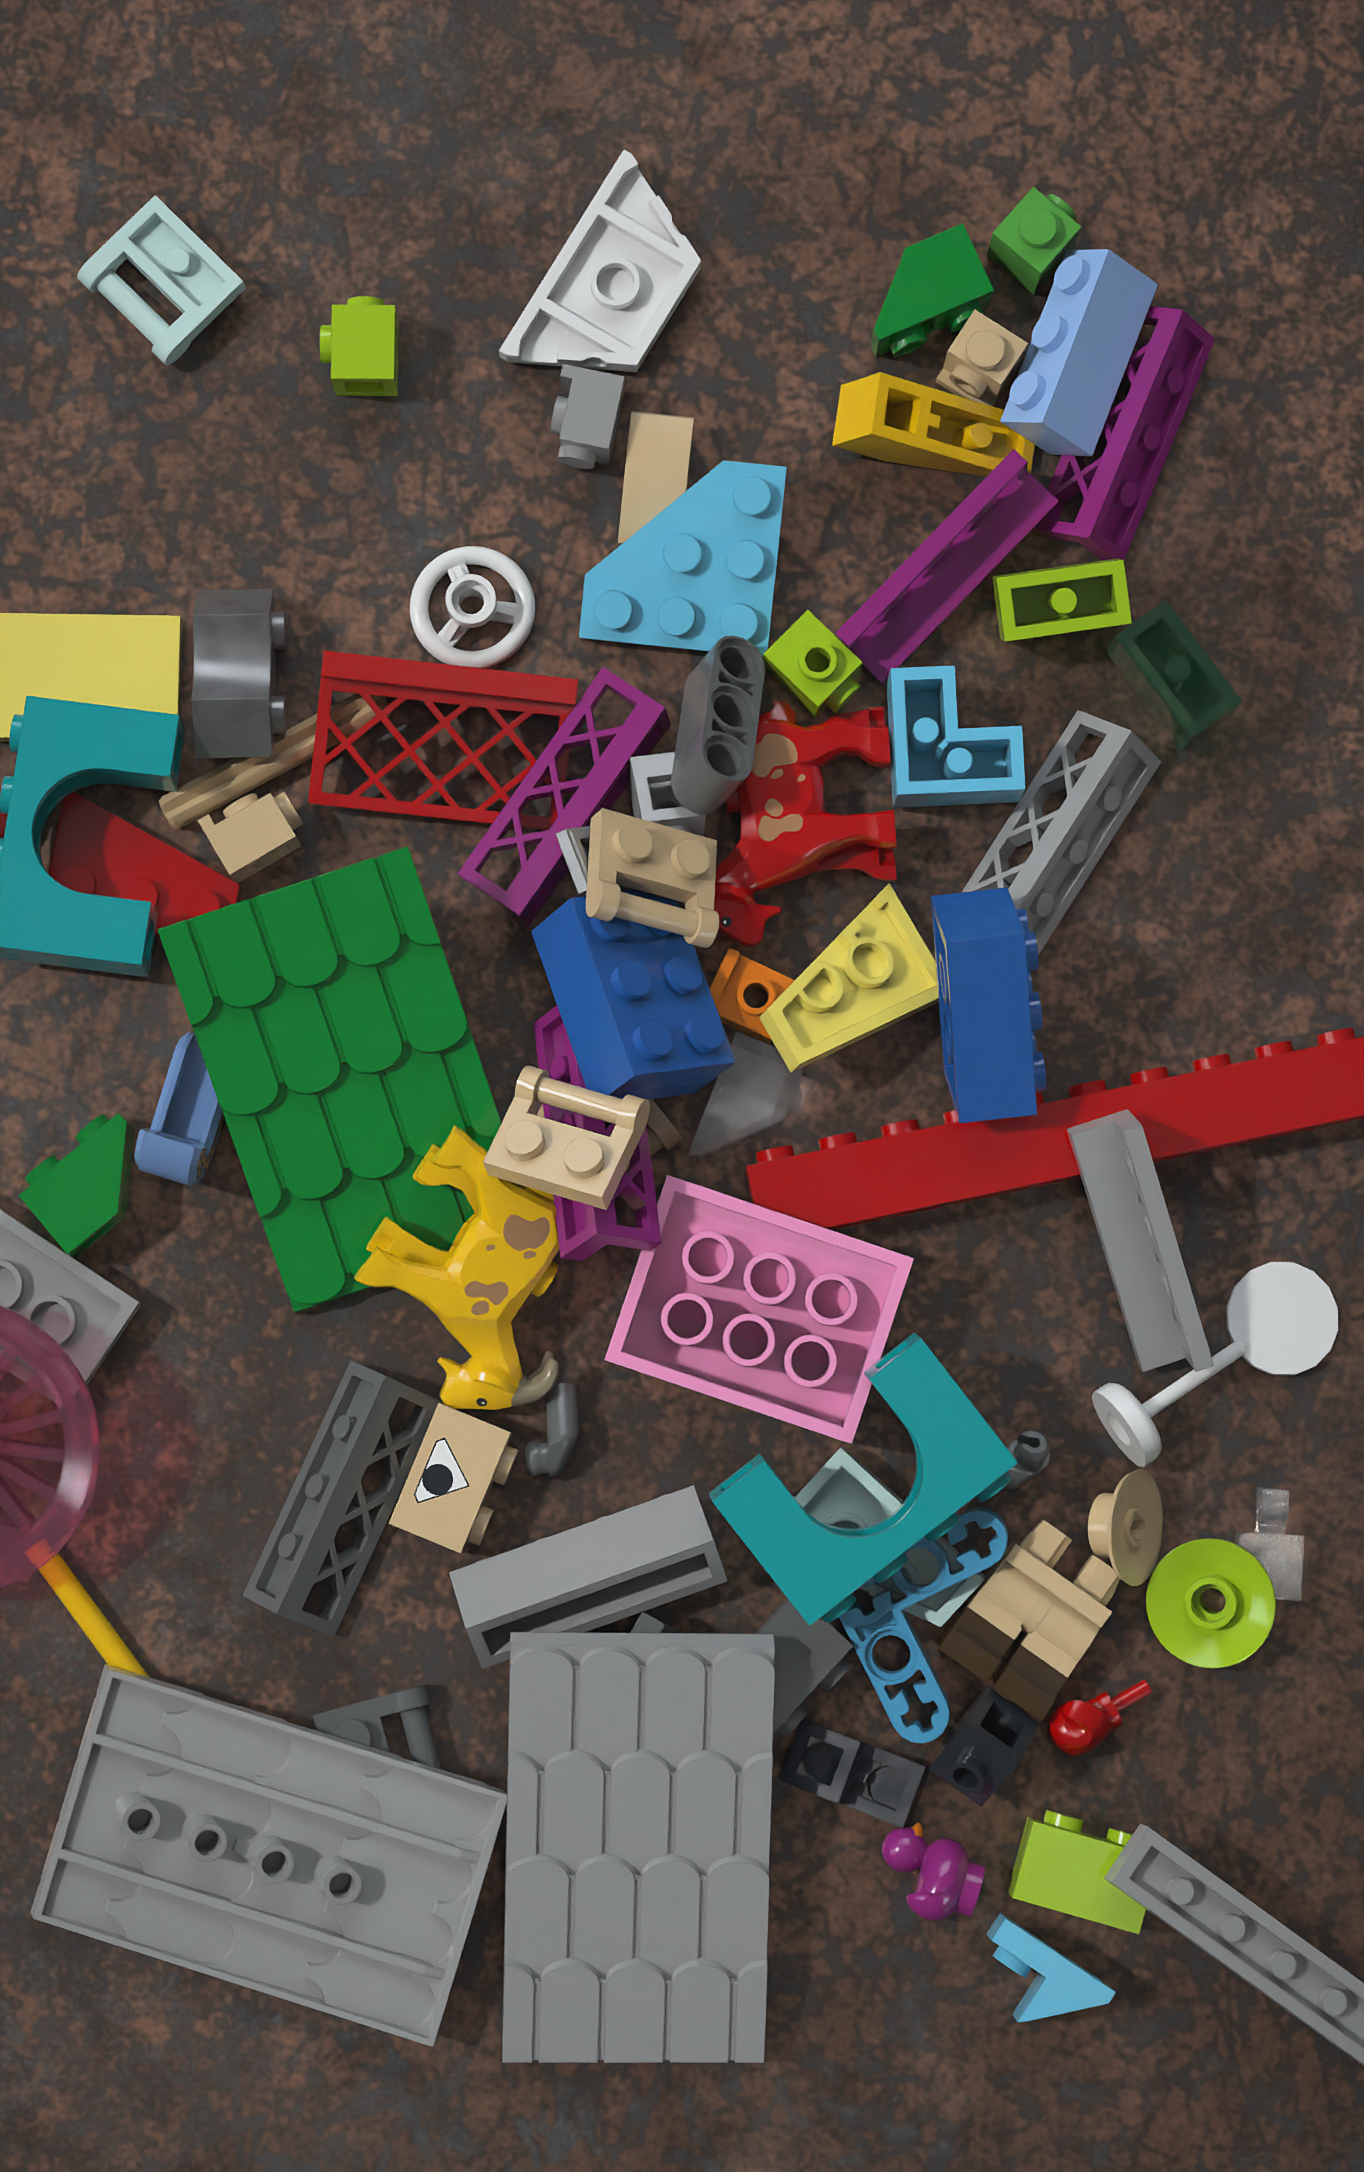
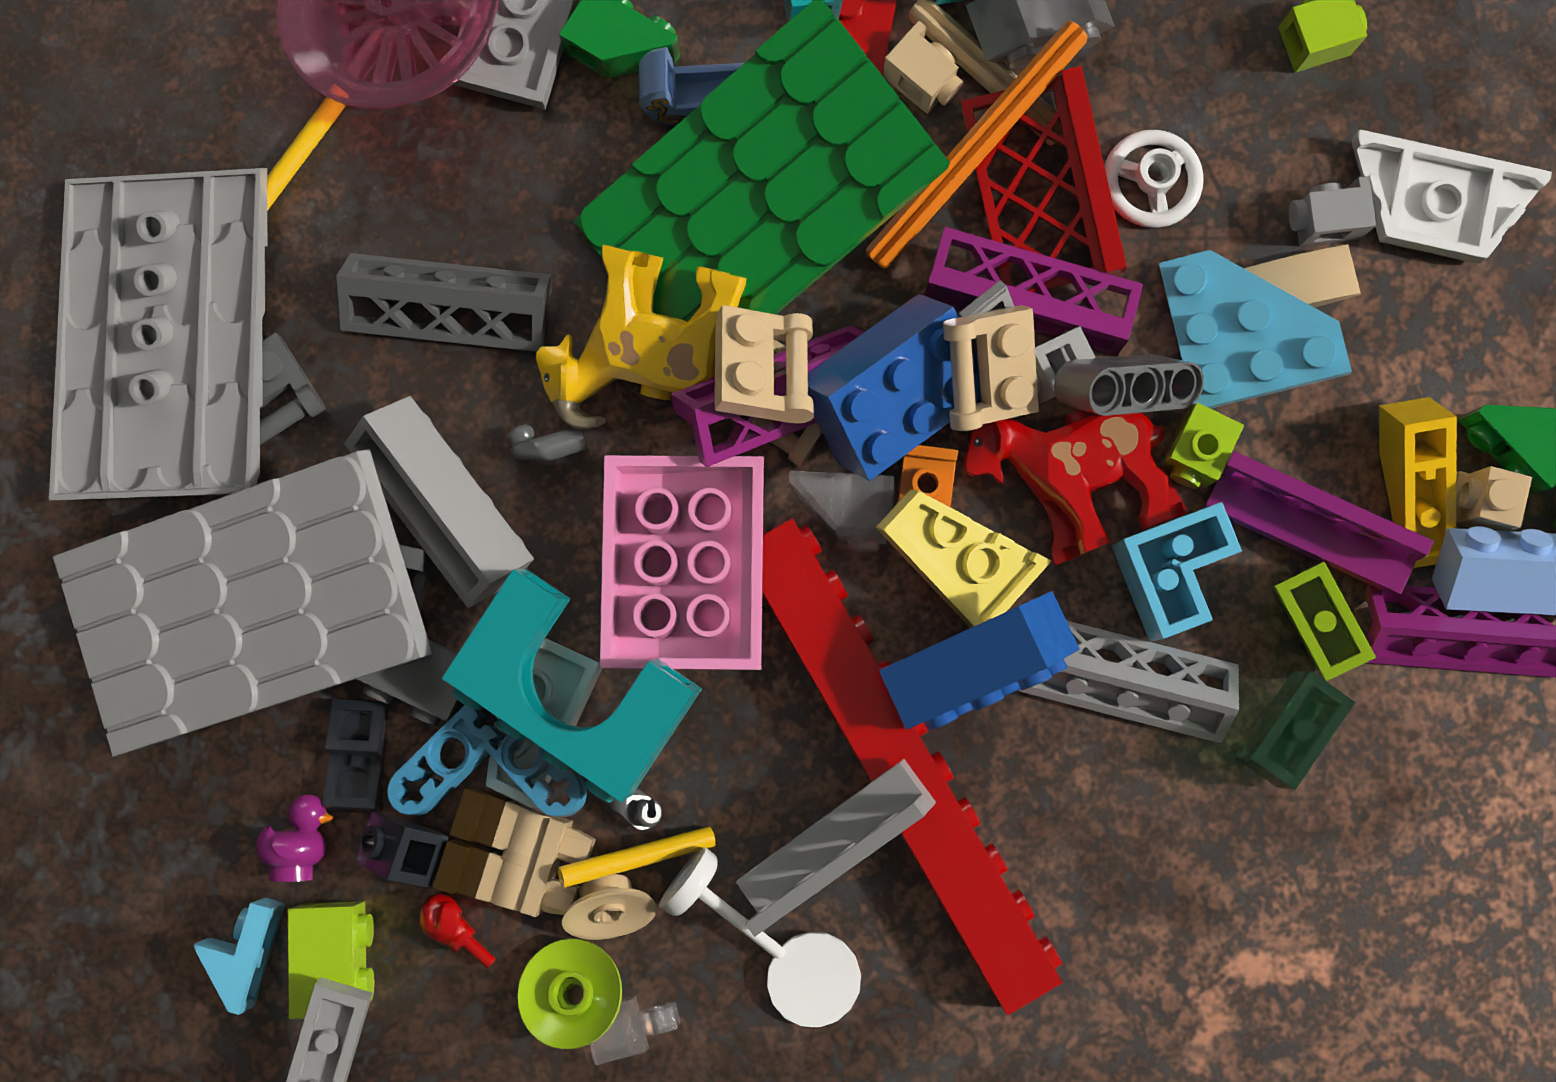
camera: 75 degrees right, 0 degrees up
(360, 783) = (978, 142): none -> orange axle
(453, 1479) = (482, 377): tan brick -> none
(1079, 1475) = (635, 857): none -> yellow bar

